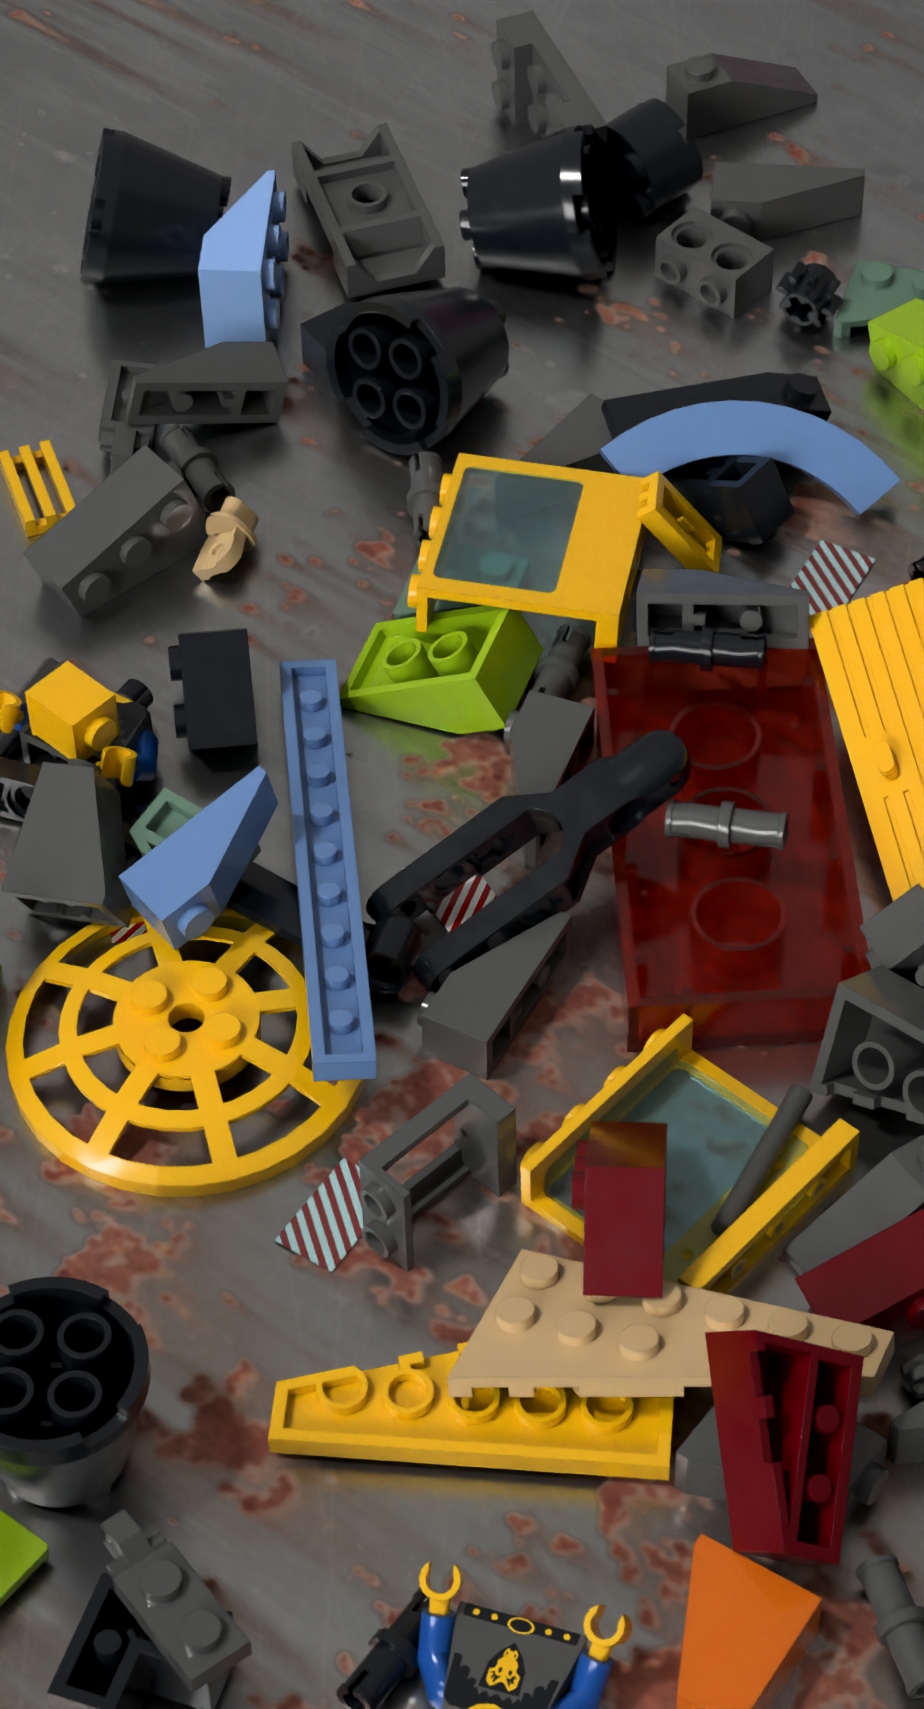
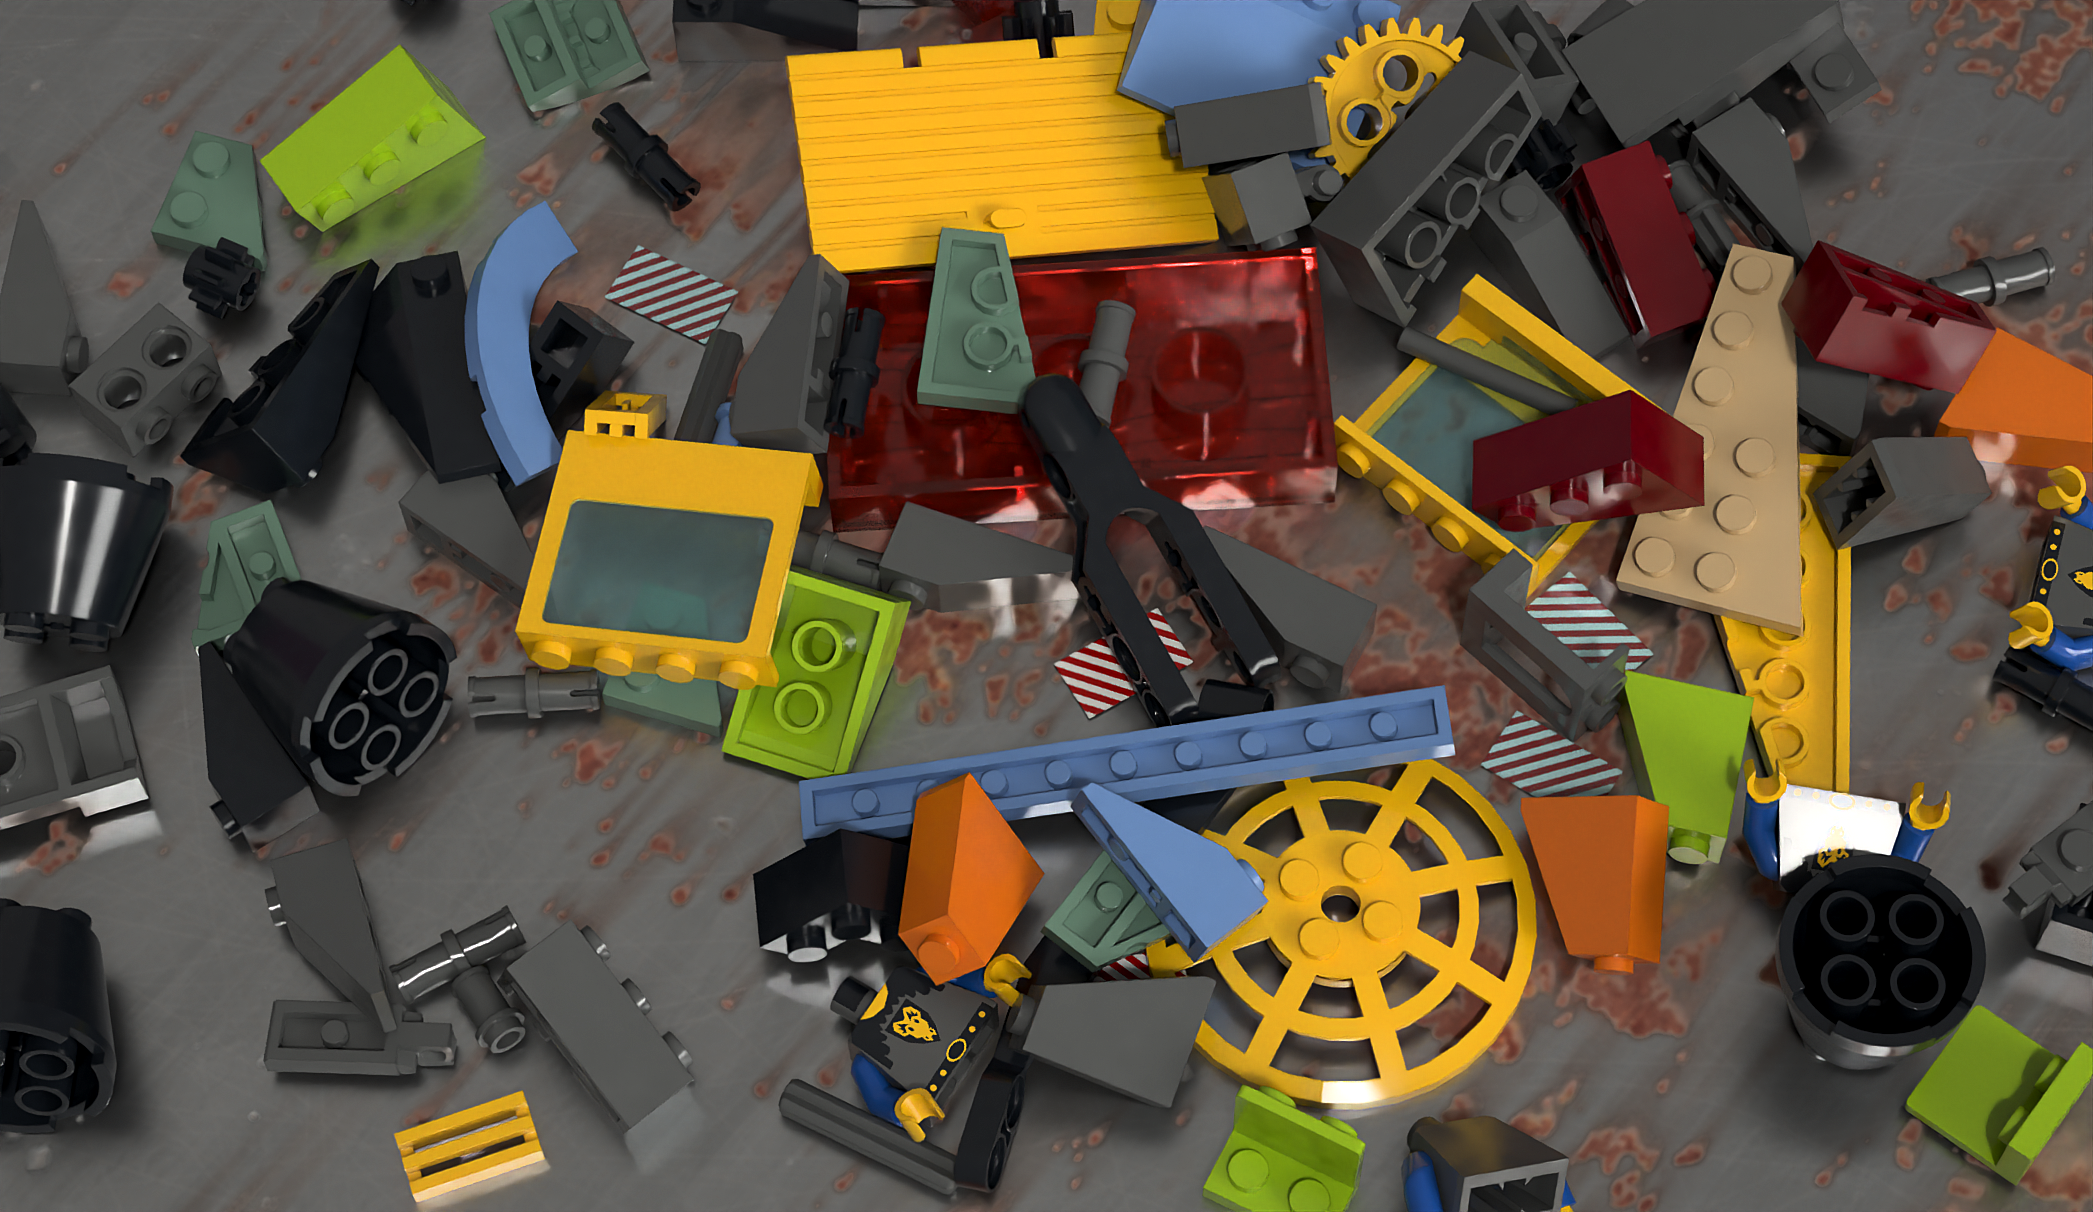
camera: 90 degrees left, 15 degrees up
(73, 712) = (934, 1028): yellow brick -> none
(198, 1217) = (1603, 874): none -> orange slope
(206, 734) = (962, 880): none -> orange slope
(222, 1400) = (1804, 829): none -> torso
(229, 536) = (606, 911): tan piece -> none
(242, 267) = (141, 897): light blue slope -> none
(321, 1303) = (1688, 756): none -> lime slope
(481, 1248) = (1585, 623): none -> clear light blue sticker
(548, 335) = (244, 557): none -> sand green wing
(616, 1491) = (1901, 488): none -> dark grey slope
(682, 337) = (293, 407): none -> black wedge
(762, 728) = (975, 329): none -> sand green wing

